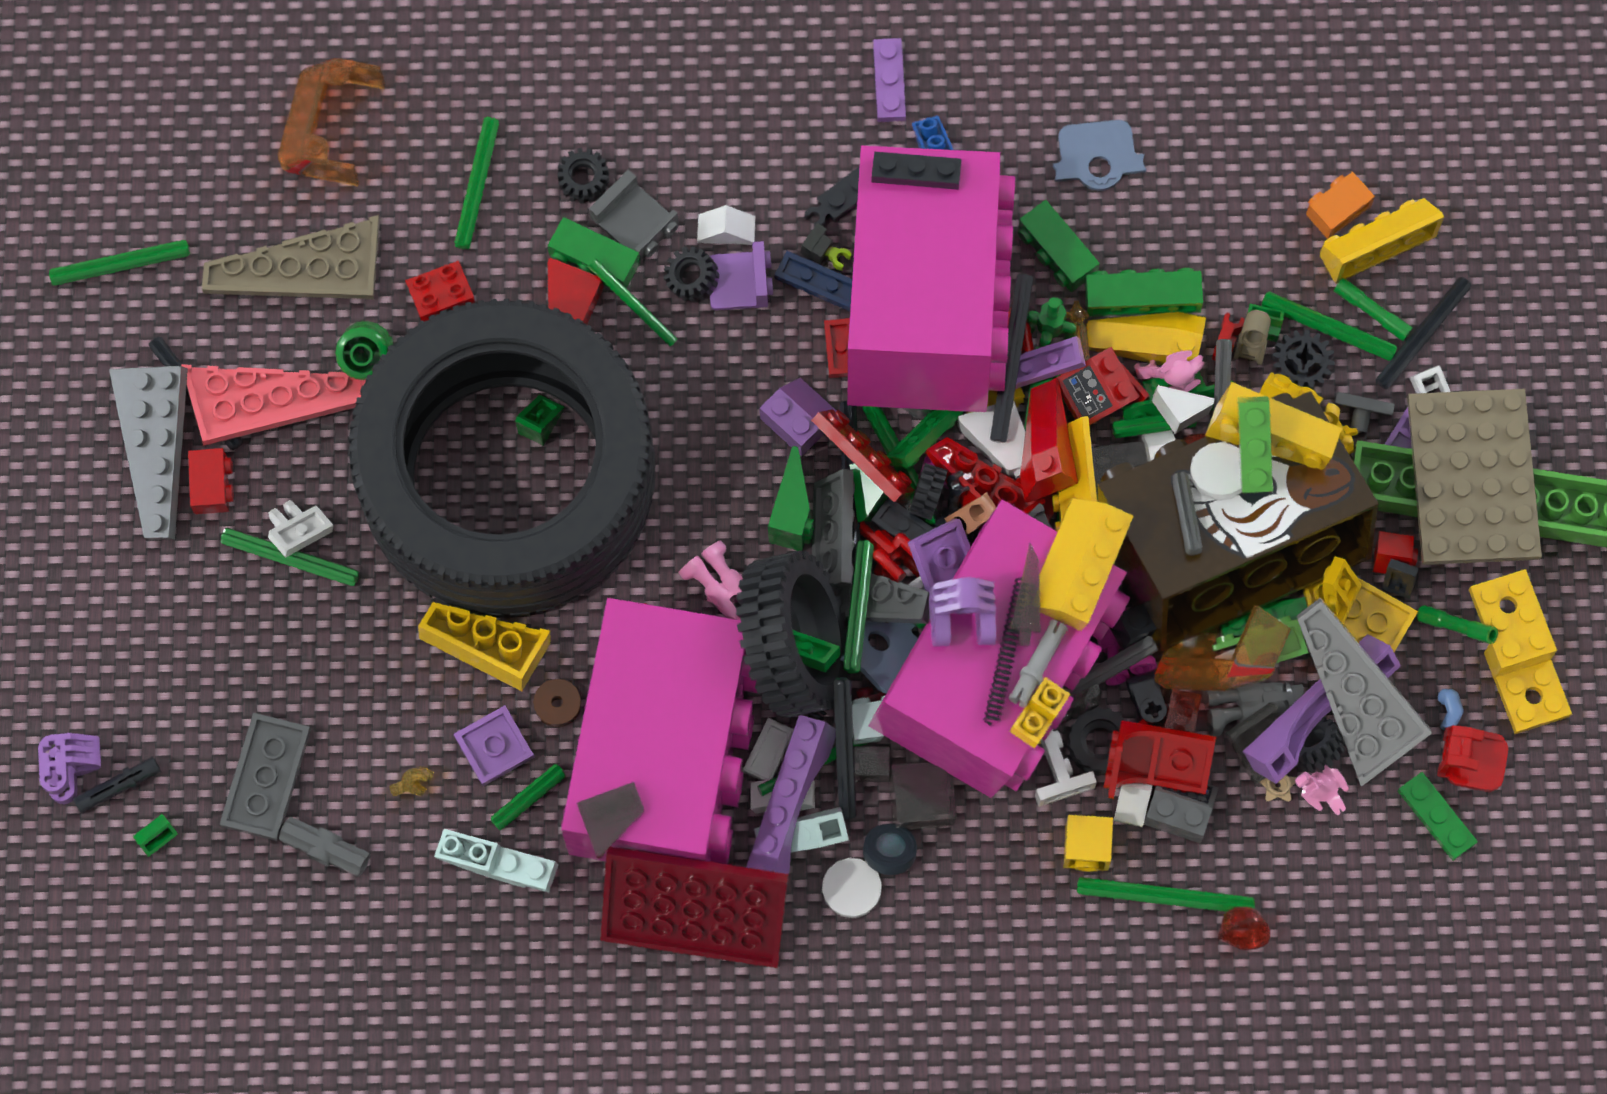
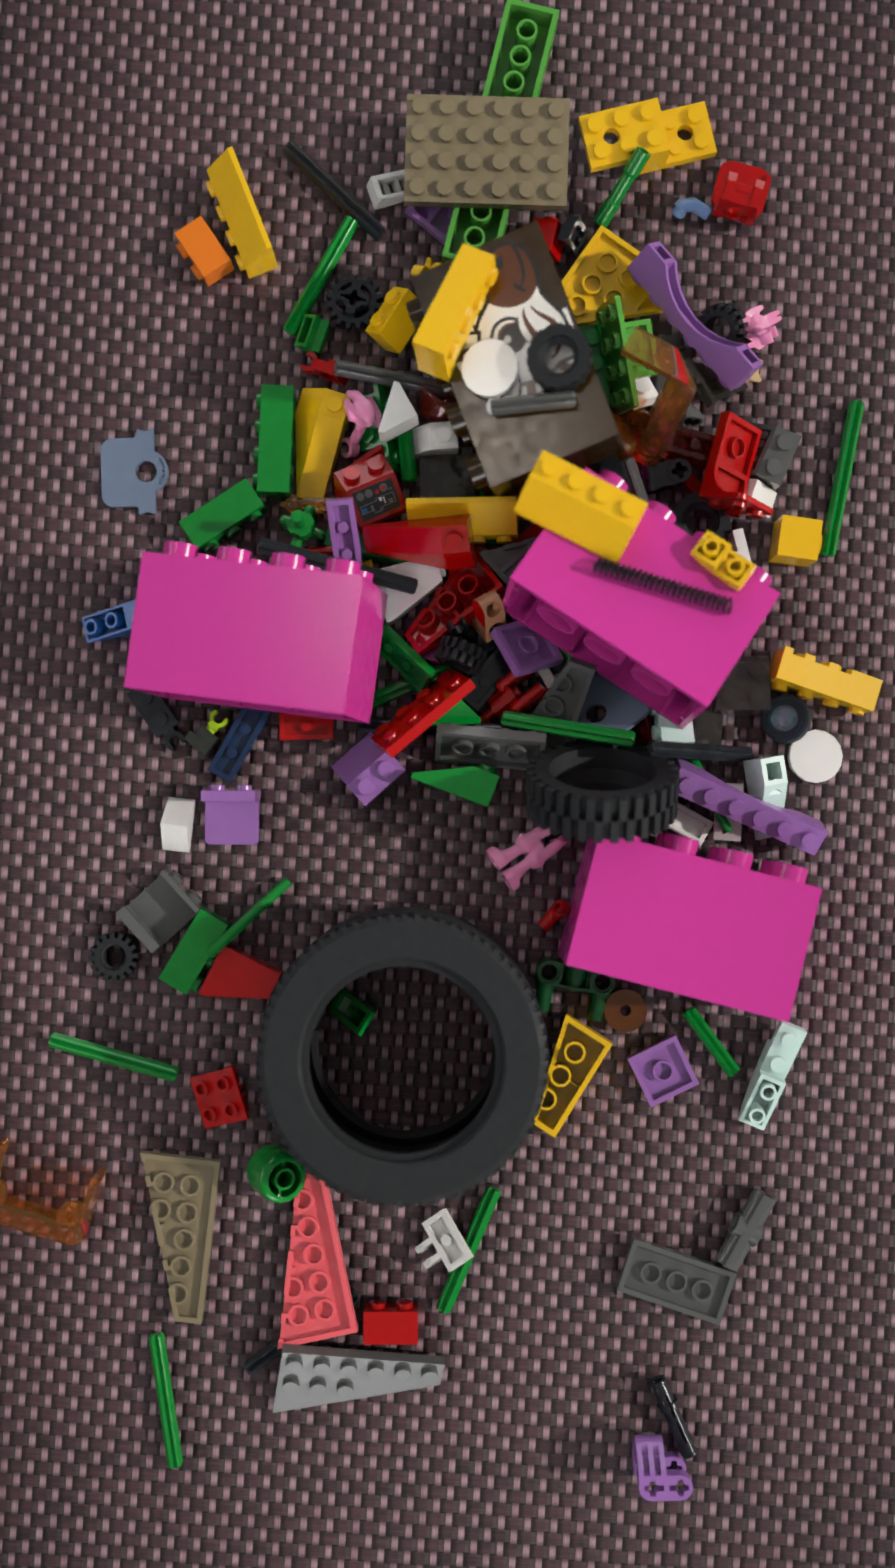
camera: 85 degrees left, 15 degrees up
(151, 831) = (724, 1383): green piece -> none
(411, 781) = (690, 1144): clear yellow piece -> none
(586, 641) = (571, 979): none -> dark green piece
(610, 815) = (781, 975): clear smoke wing -> none
(681, 263) = (220, 875): black tyre -> none
(693, 907) = (844, 891): dark red plate -> none
(816, 652) = (611, 772): green plate -> none
(889, 80) = (42, 660): medium lavender plate -> none
(916, 170) = (156, 634): black plate -> none
(935, 884) = (823, 681): none -> yellow wedge
(962, 597) = (622, 621): medium lavender piece -> none
(1027, 608) = (623, 560): clear smoke bar -> none
(1032, 674) = (677, 557): light grey pin -> none
(1233, 554) = (552, 336): none -> black tyre
(1244, 928) = (879, 411): clear red helmet -> none
(1253, 338) = (329, 341): dark tan piece -> none
(1255, 444) = (480, 322): bright green brick -> none
(1340, 588) = (580, 286): yellow wing -> none
(1358, 298) = (319, 222): green piece -> none
(1363, 408) = (404, 252): dark grey tile -> none
(1366, 705) = (693, 276): light grey wing -> none
(1437, 816) = (787, 232): green plate -> none

